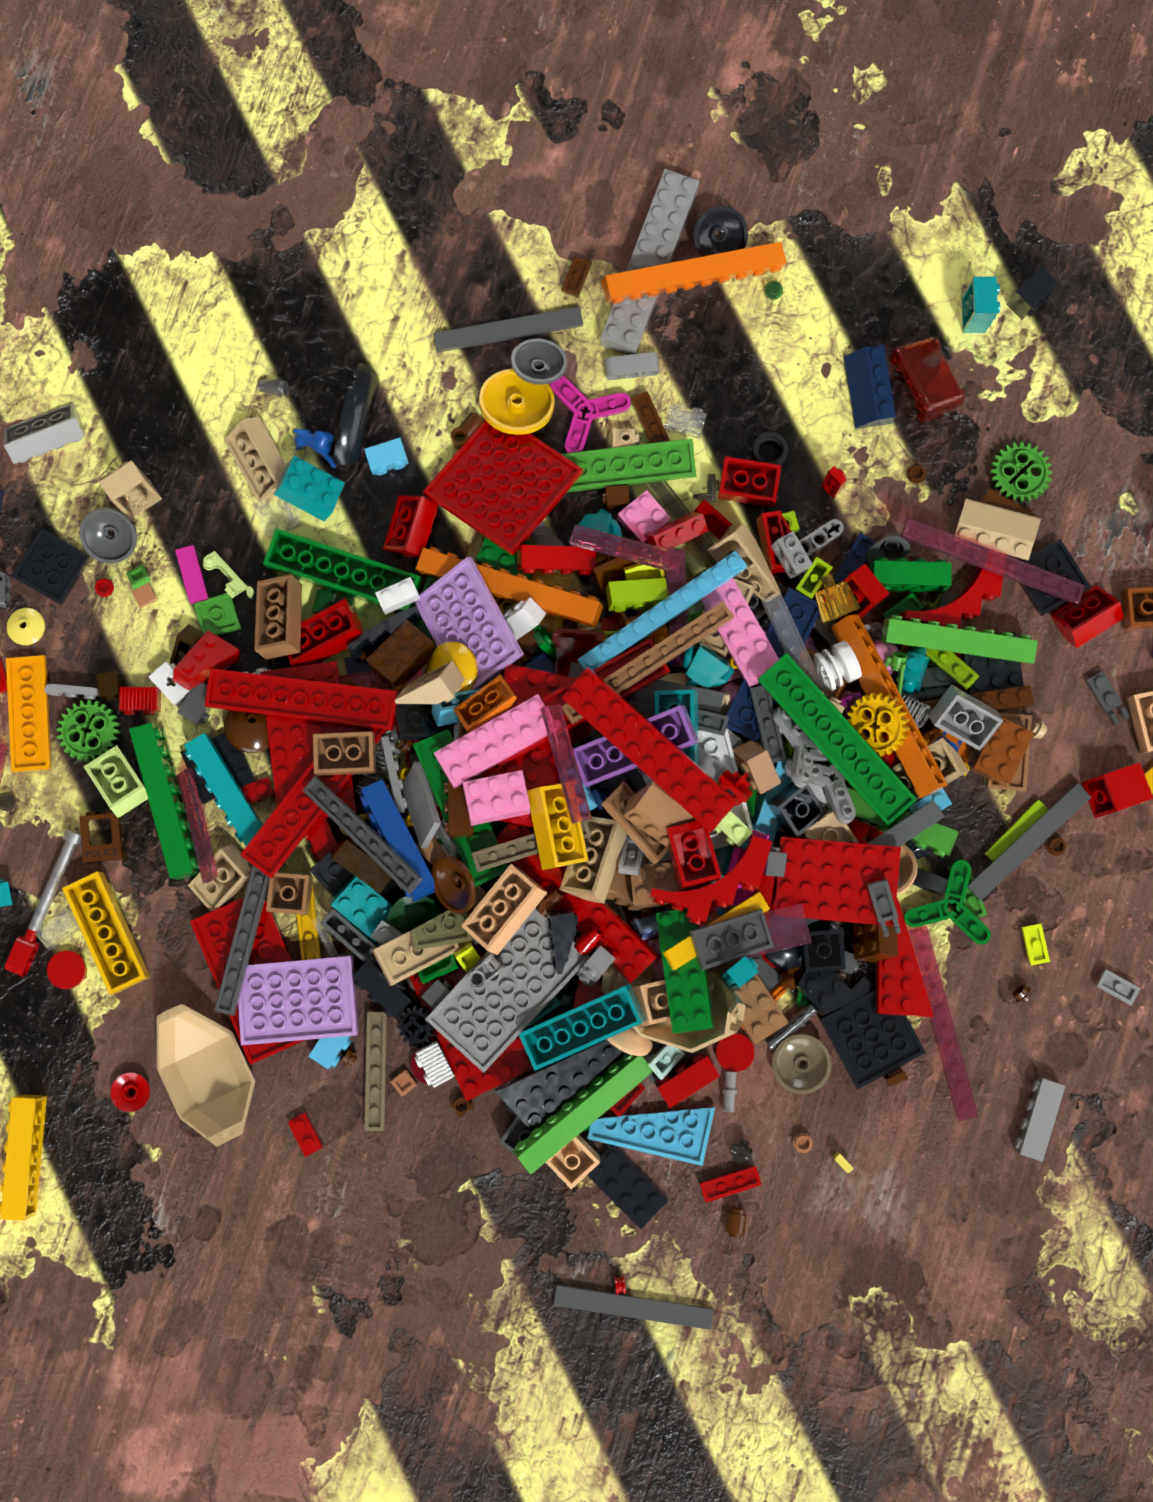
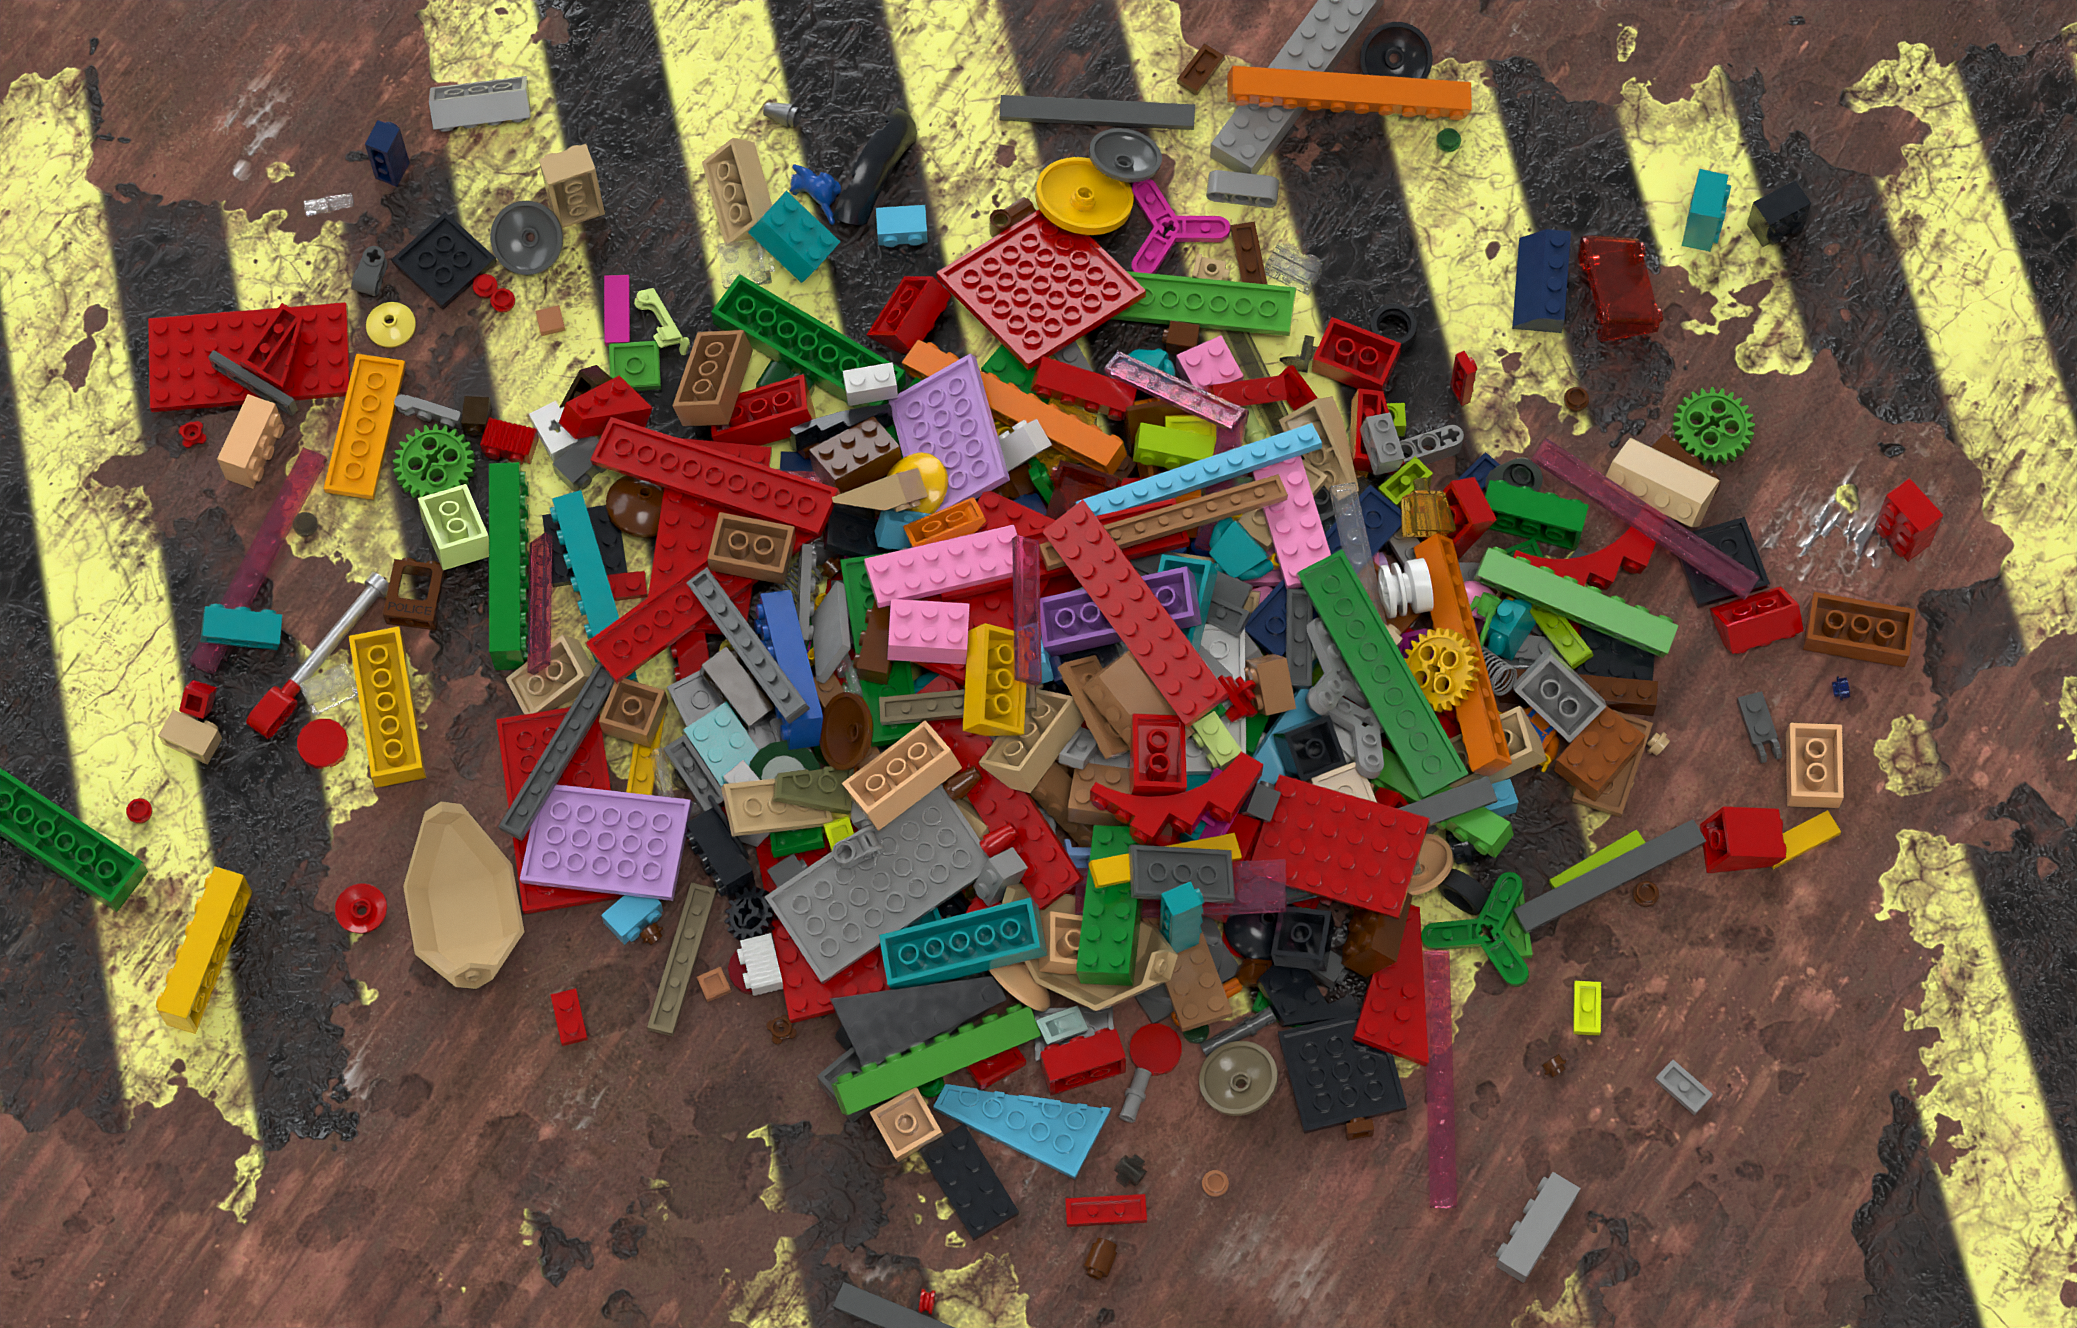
camera: 15 degrees right, 15 degrees down
(87, 579) = (485, 285): none -> red plate
(138, 577) = (549, 296): bright green tile -> none
(561, 934) = (967, 818): black slope -> none
(842, 1162) = (1261, 1218): light yellow tile -> none
(883, 904) = (1389, 882): dark grey hinge -> none

